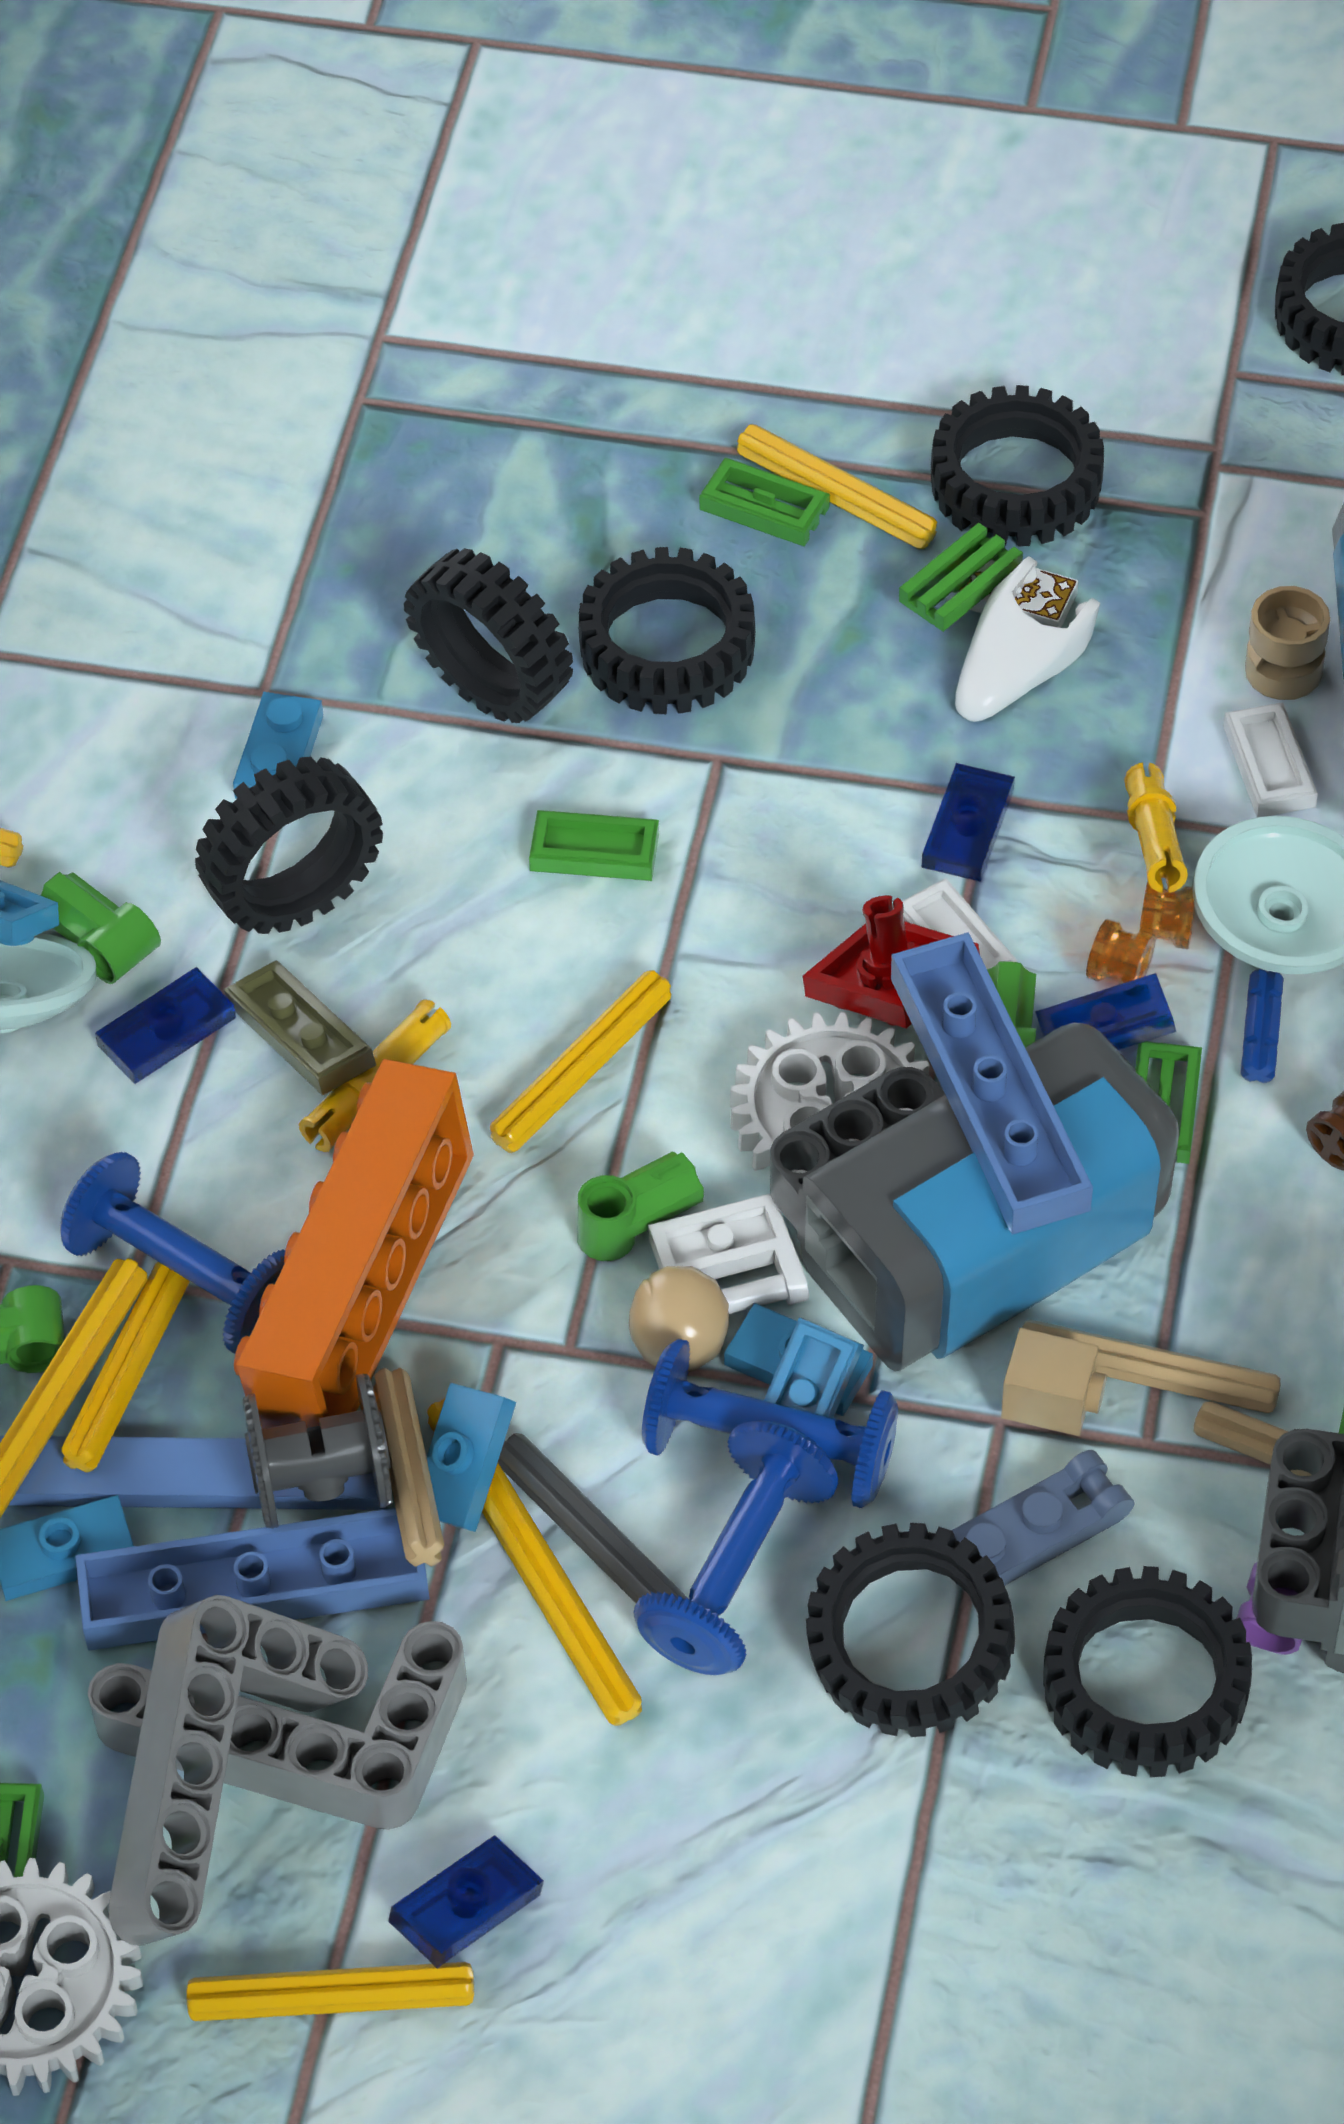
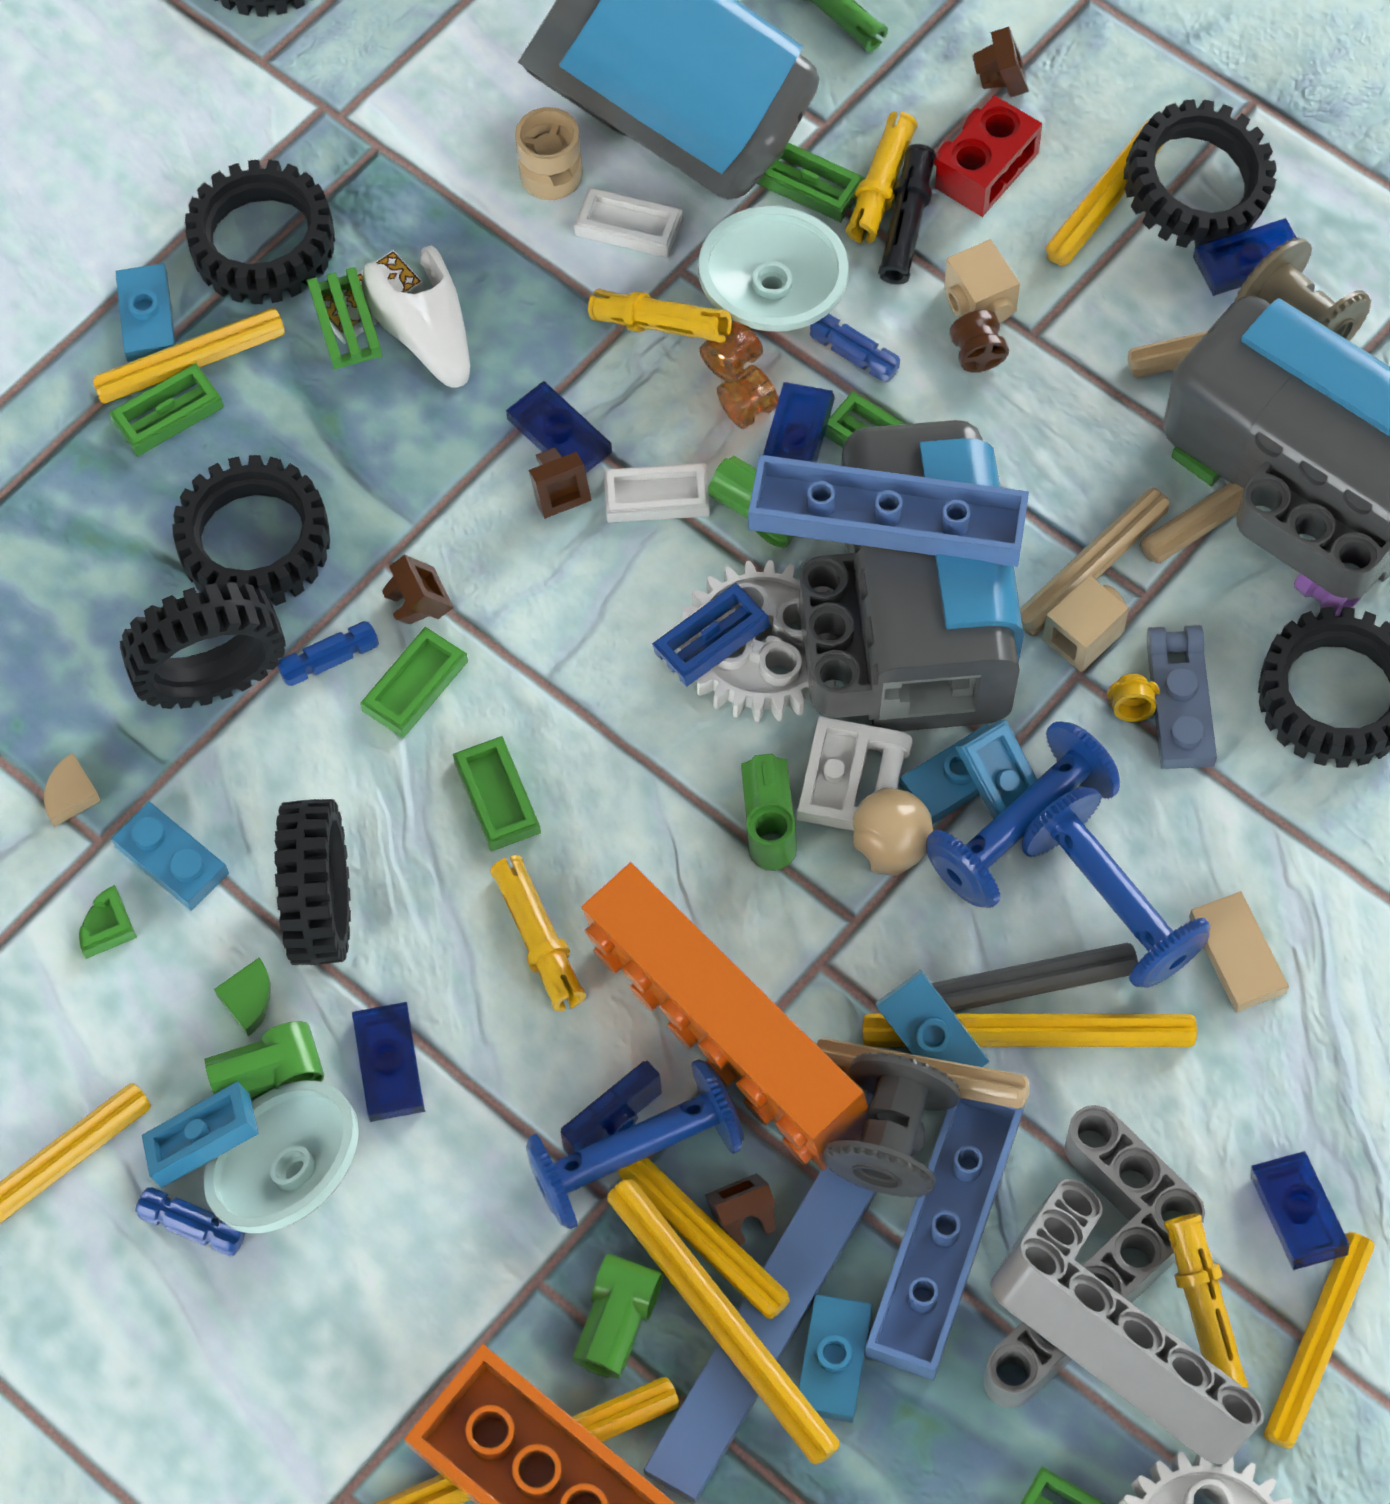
camera: 60 degrees left, 10 degrees up
(164, 880) = (247, 995): none -> bright green tile
(172, 1376) = (743, 1199): none -> reddish brown tile
(177, 739) = (105, 924): none -> bright green tile
(221, 1225) = (613, 1109): none -> clear blue plate
(296, 638) = (68, 791): none -> tan tile
(300, 1027) = (465, 963): olive tile -> none
(349, 1778) = (1203, 1293): none -> yellow pin
(513, 972) = (496, 793): none -> bright green tile
(576, 759) = (328, 653): none -> blue axle
(580, 1061) = (610, 784): yellow axle -> none
(694, 792) = (419, 587): none -> reddish brown tile
(751, 1717) = (1240, 953): none -> tan tile
(788, 1050) = (716, 640): none -> blue tile
(859, 969) = (670, 535): red plate -> none
(863, 428) = (145, 310): none -> dark azure plate
(897, 844) = (559, 482): none -> reddish brown tile
(901, 1552) = (1286, 772): black tyre -> none
(997, 1475) = (1133, 698): none -> yellow plate

